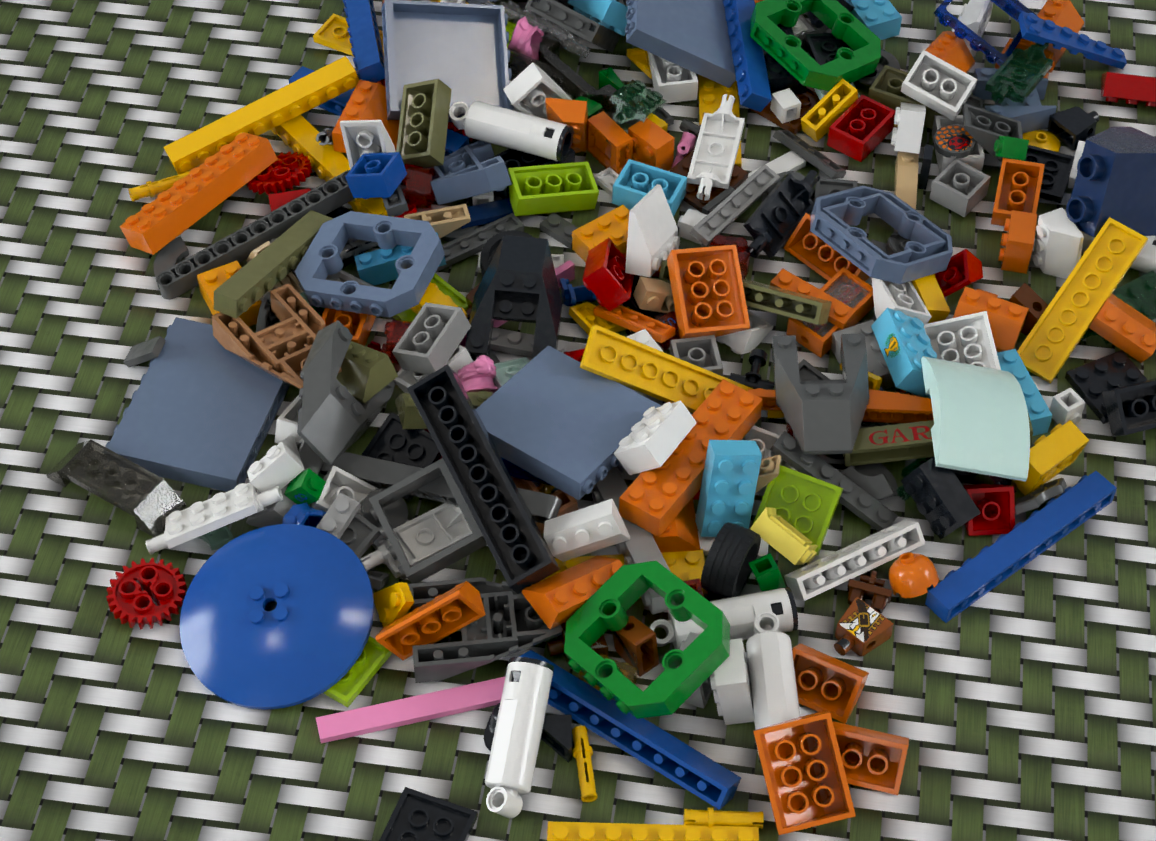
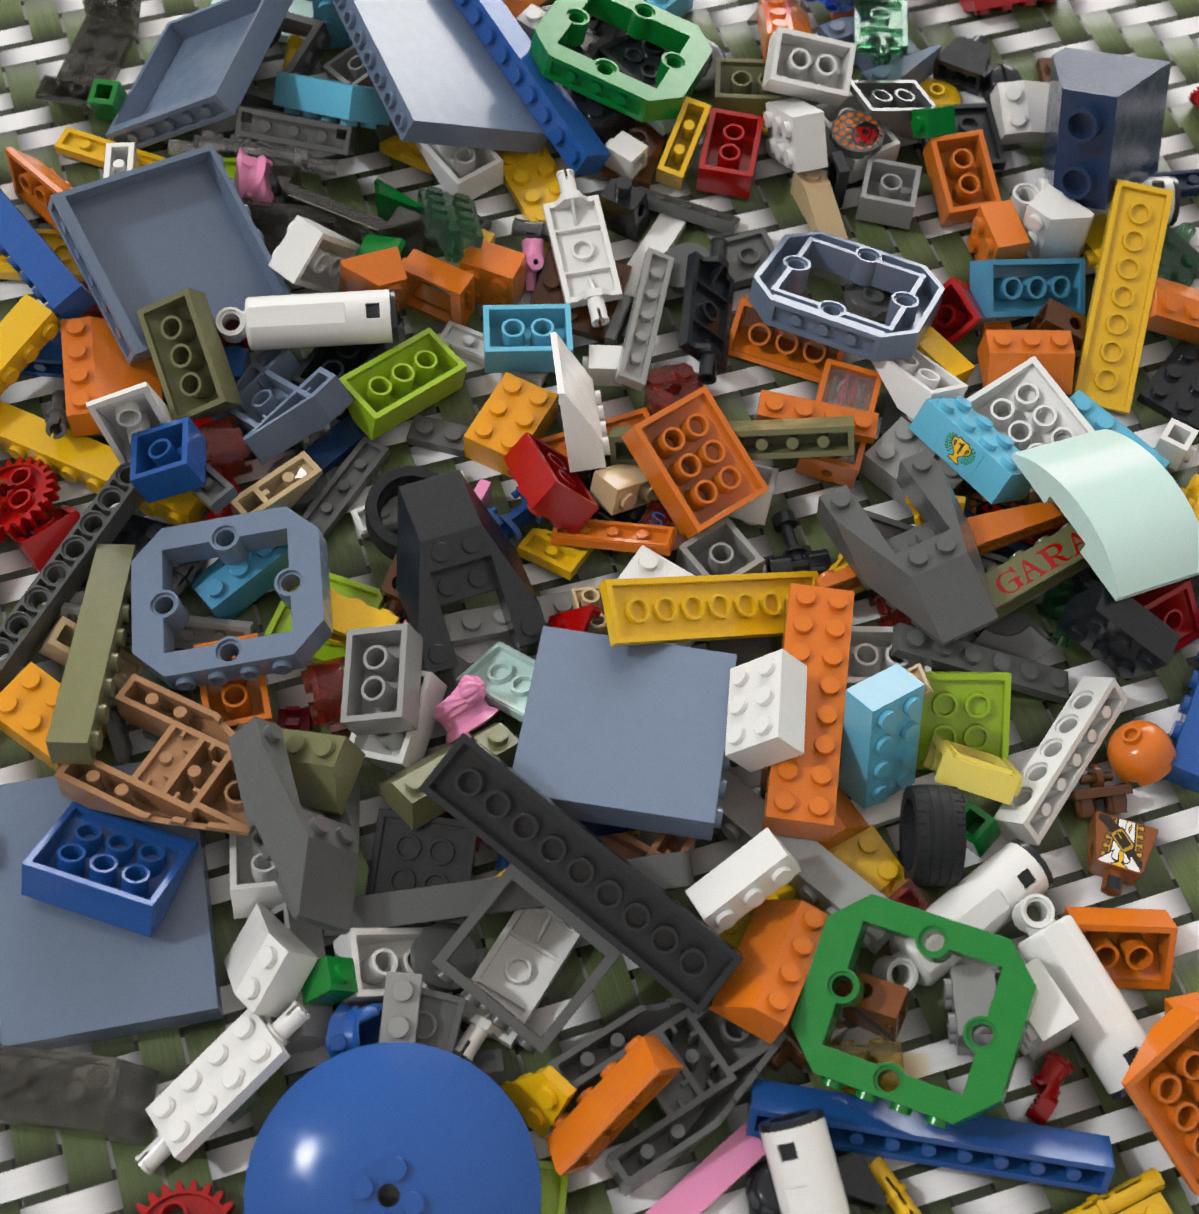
camera: 30 degrees left, 10 degrees up
(215, 381) = (108, 868): none -> blue slope
(722, 736) = (1047, 1084): none -> red connector
(764, 137) = (625, 208): none -> black torso
(1009, 269) = (1025, 285): none -> dark azure slope

